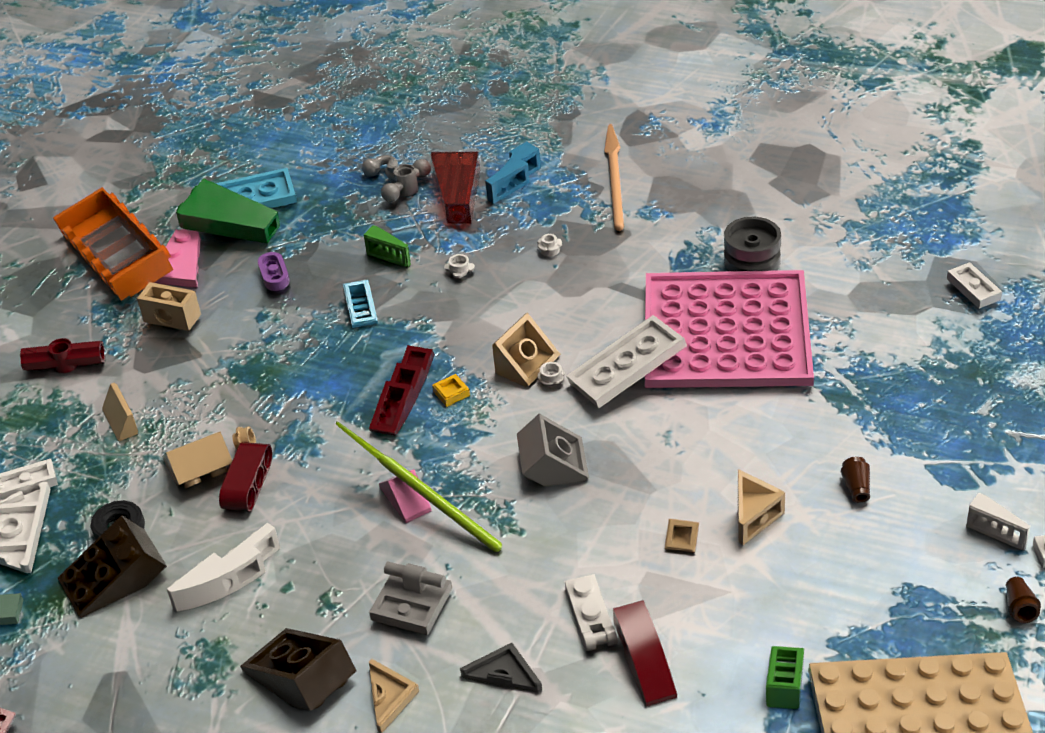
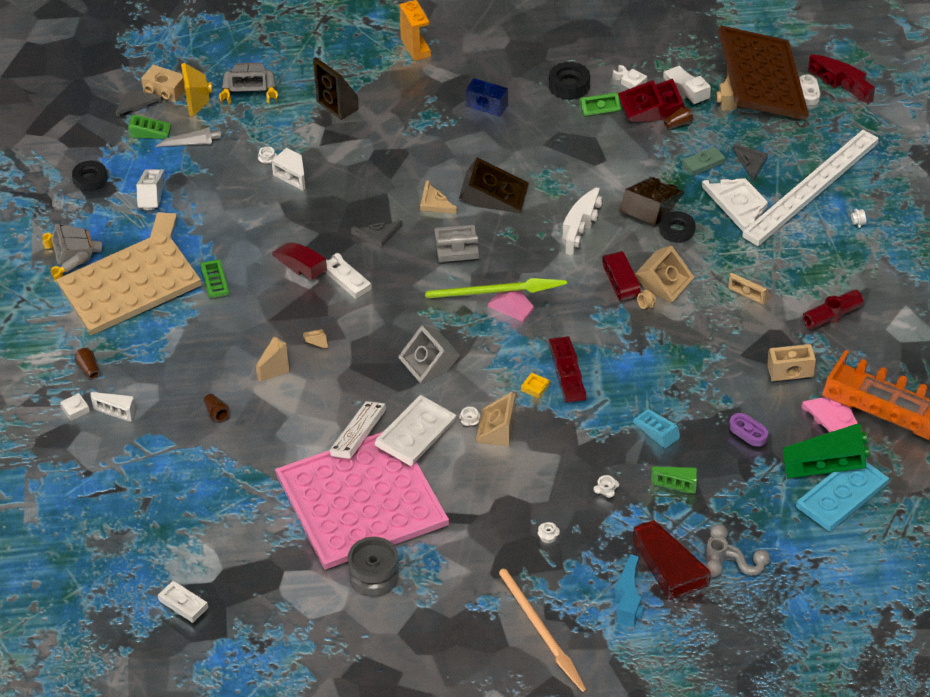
camera: 150 degrees right, 5 degrees up
(692, 387) = (357, 430): none -> white tile

